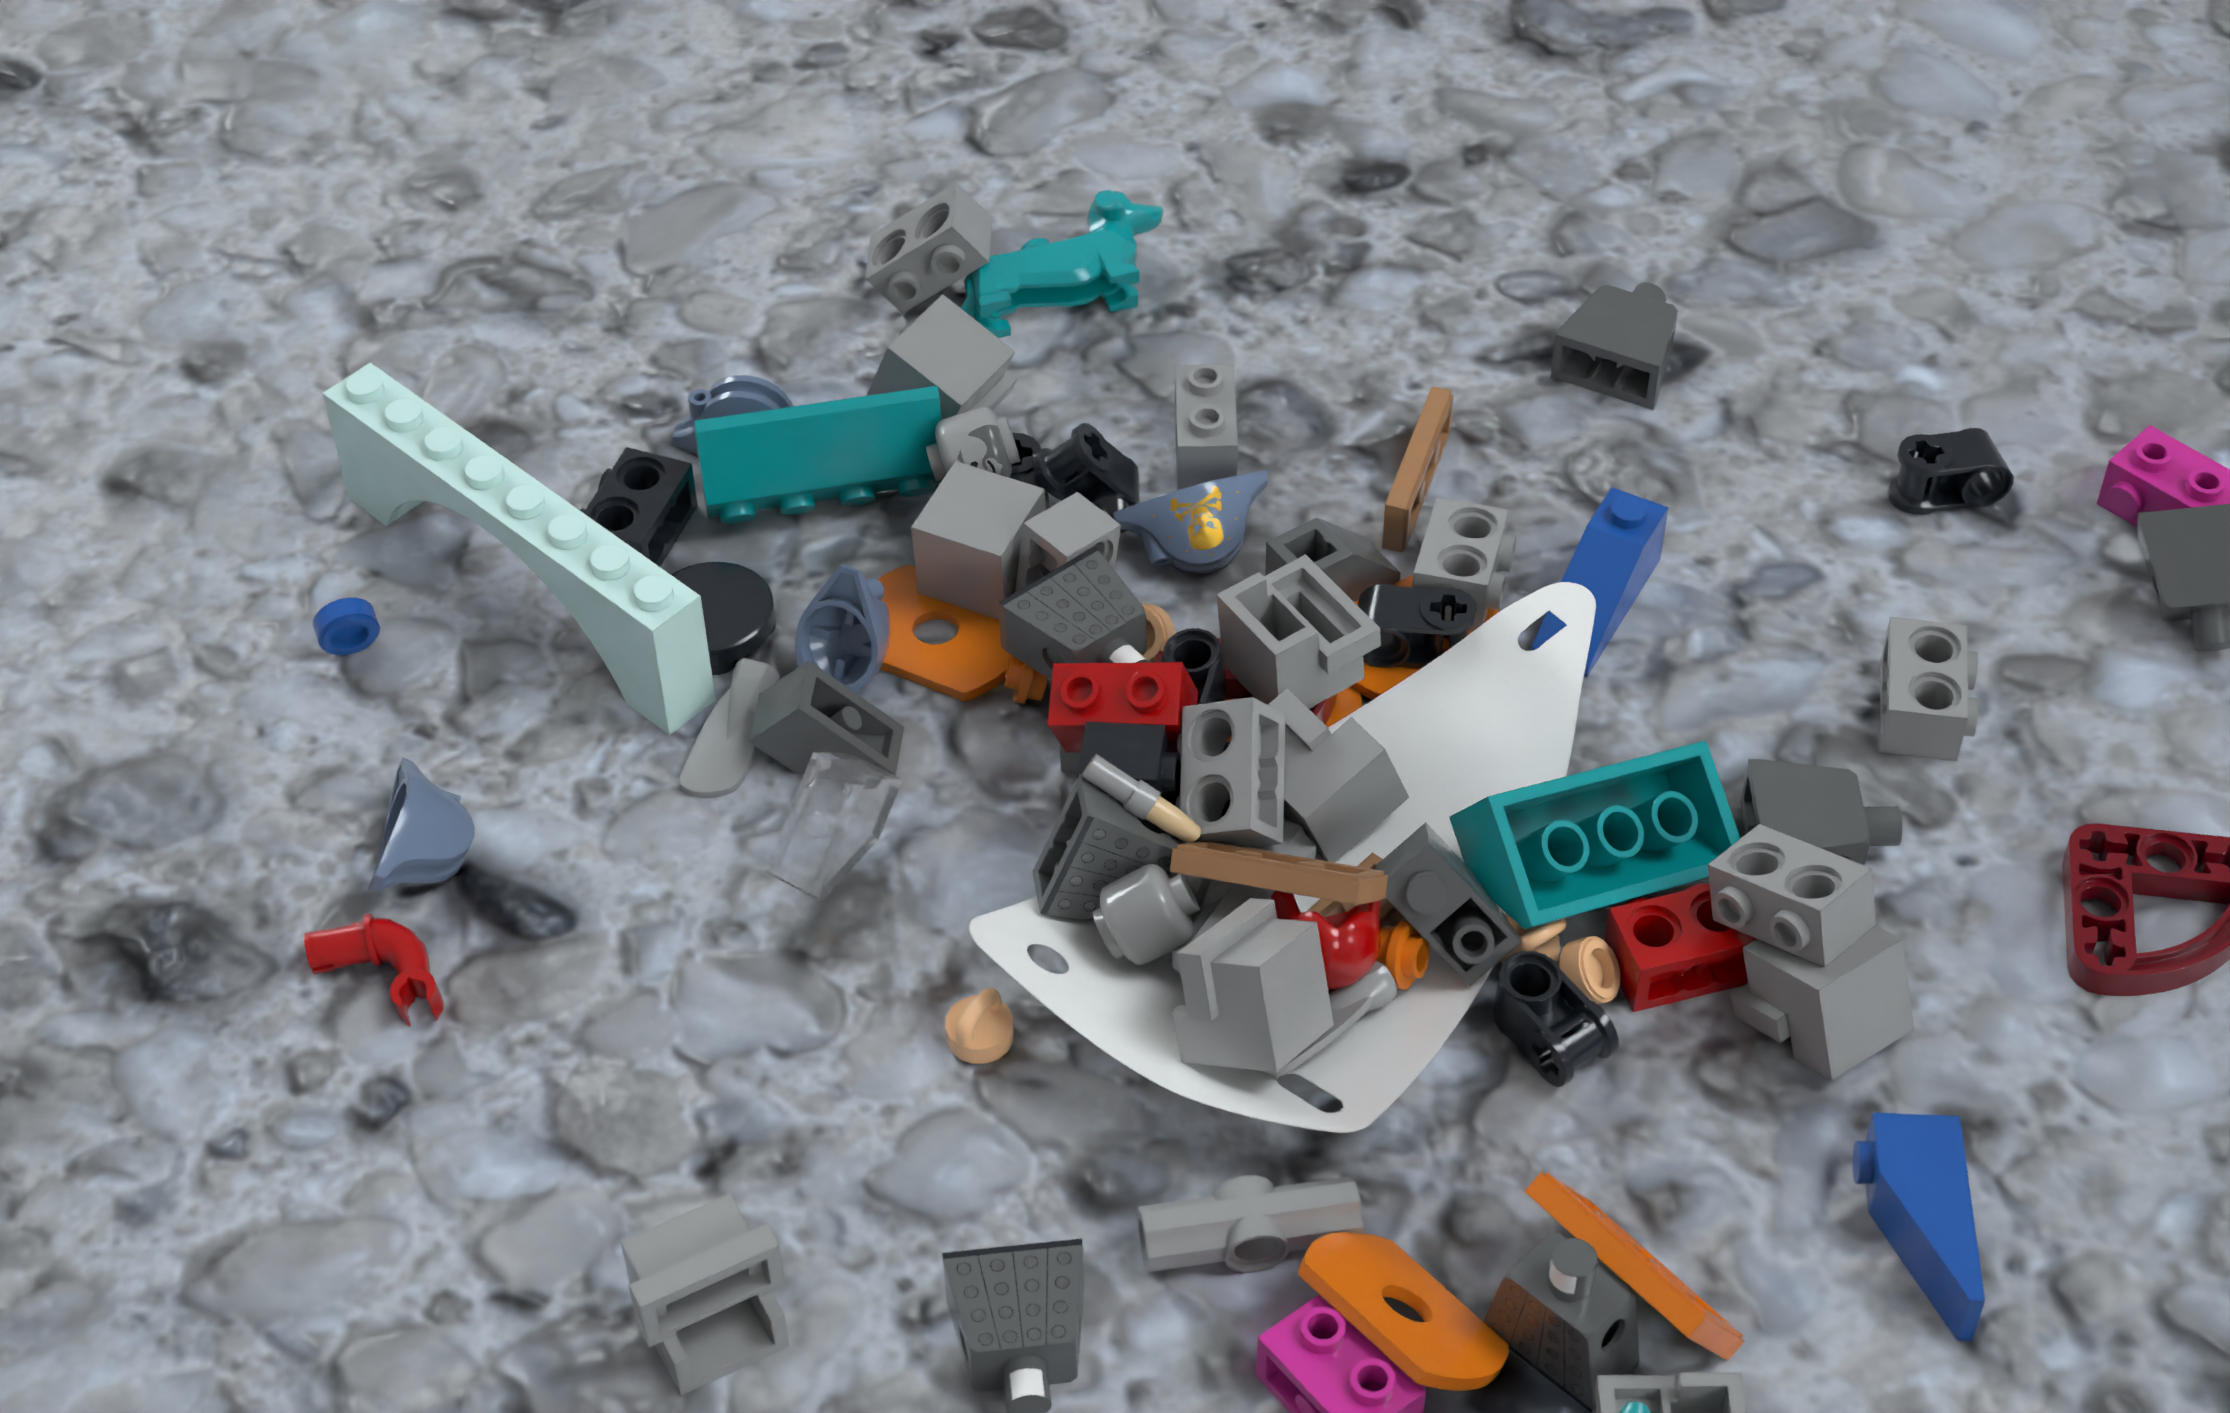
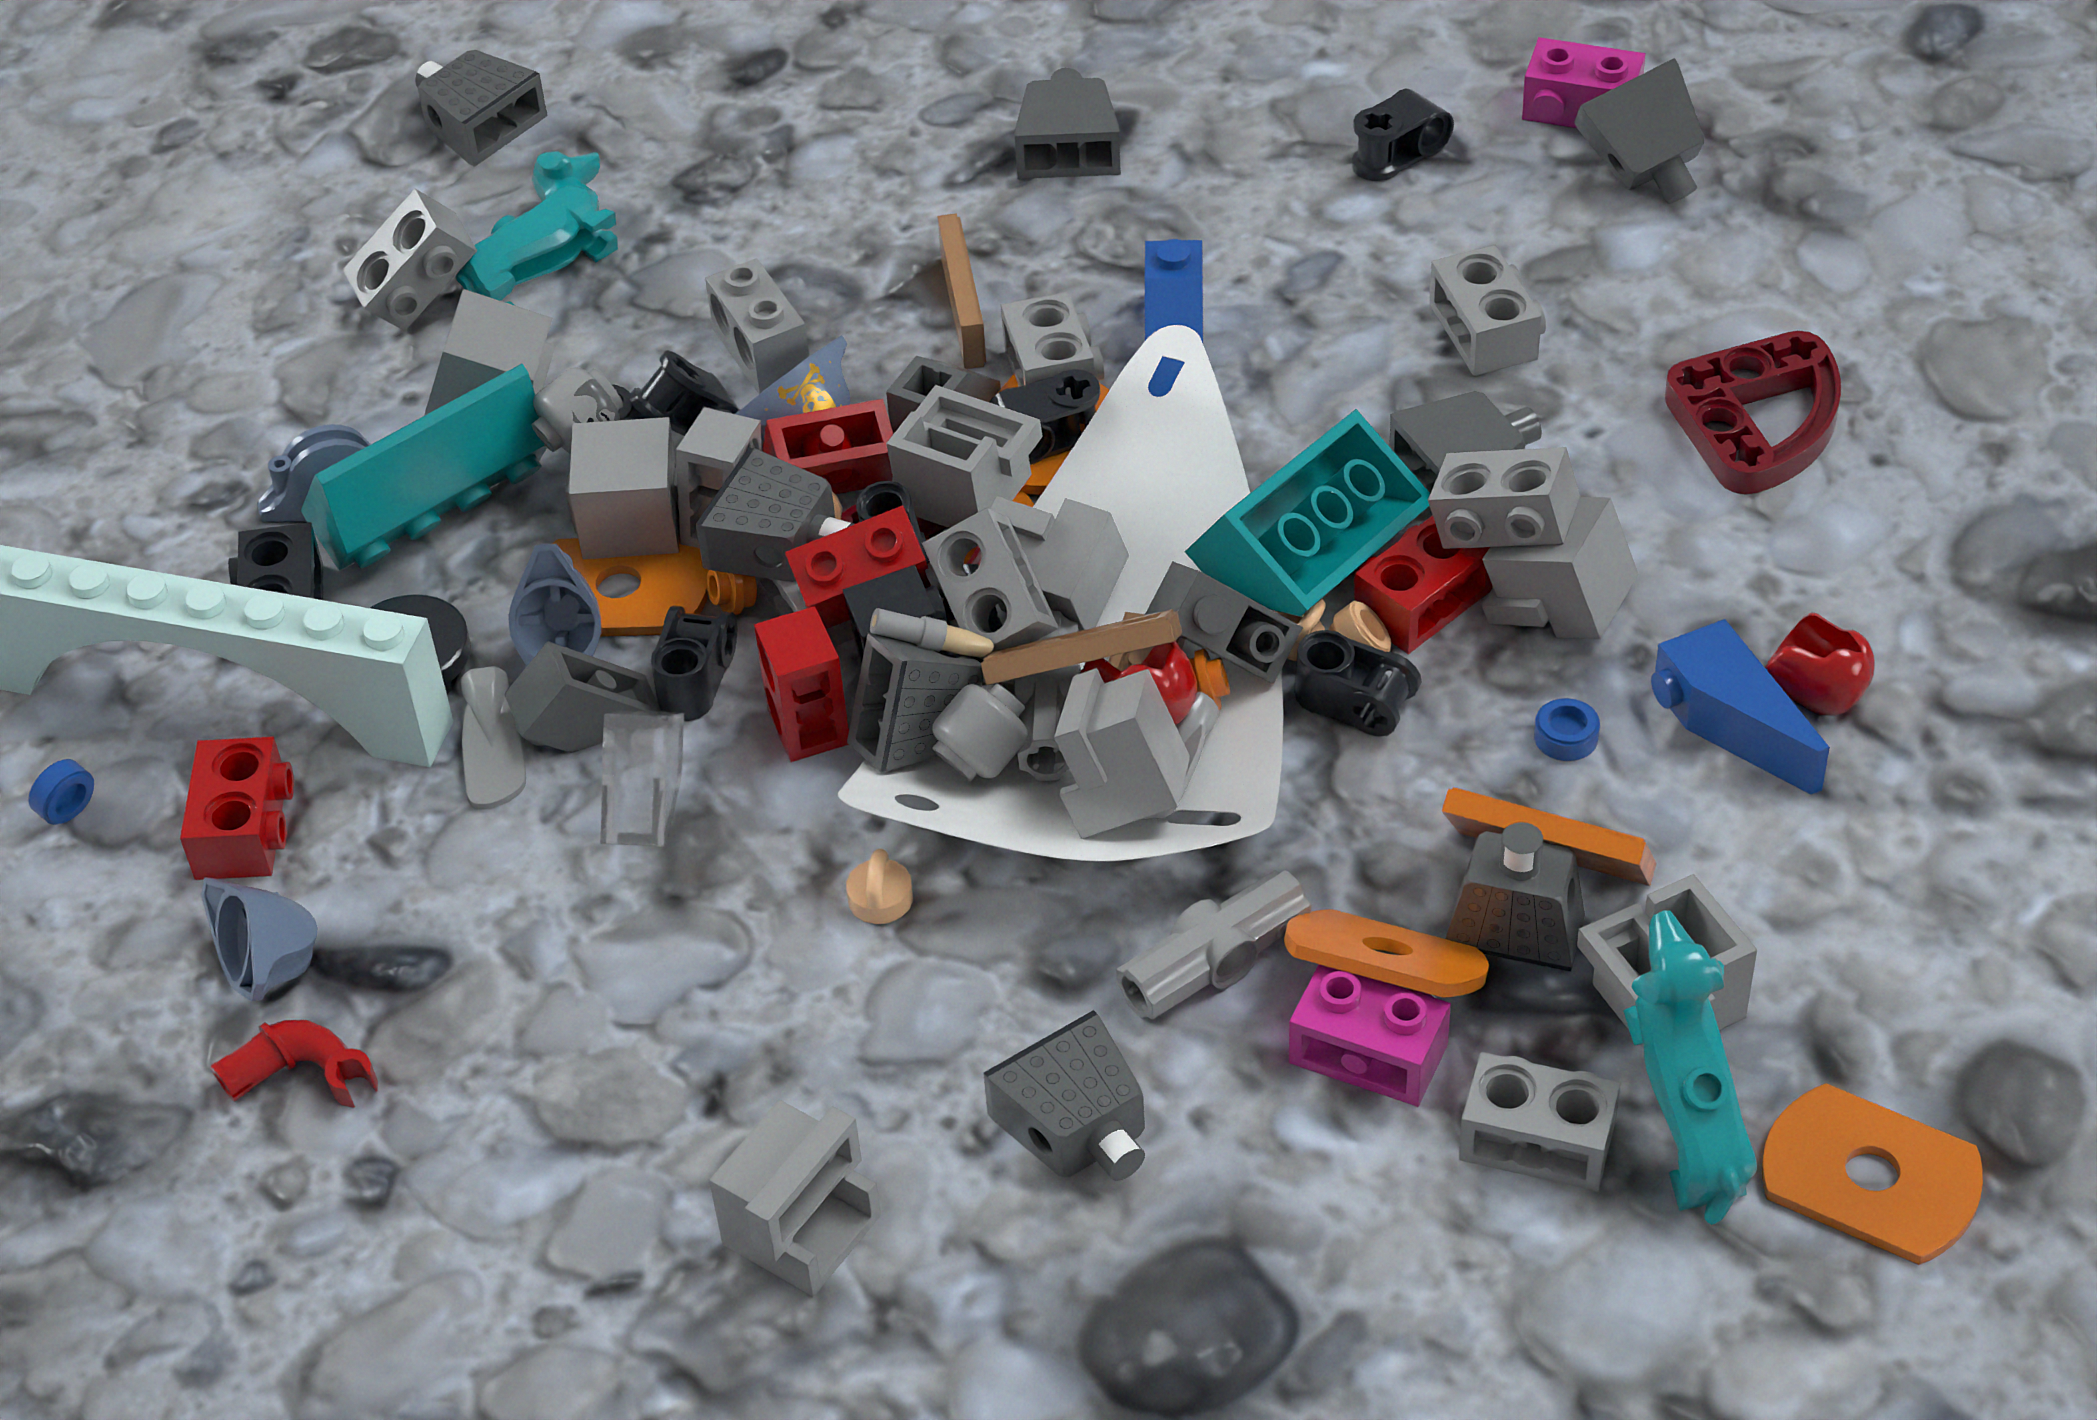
camera: 25 degrees left, 0 degrees up
(473, 703) = (236, 808): none -> red brick
(947, 731) = (692, 660): none -> black piece
(1017, 794) = (802, 683): none -> red brick
(1093, 121) = (479, 103): none -> dark grey torso
(1185, 573) = (835, 443): none -> red brick
(1740, 1159) = (1567, 729): none -> blue tile
(2040, 1210) = (1823, 666): none -> red hair

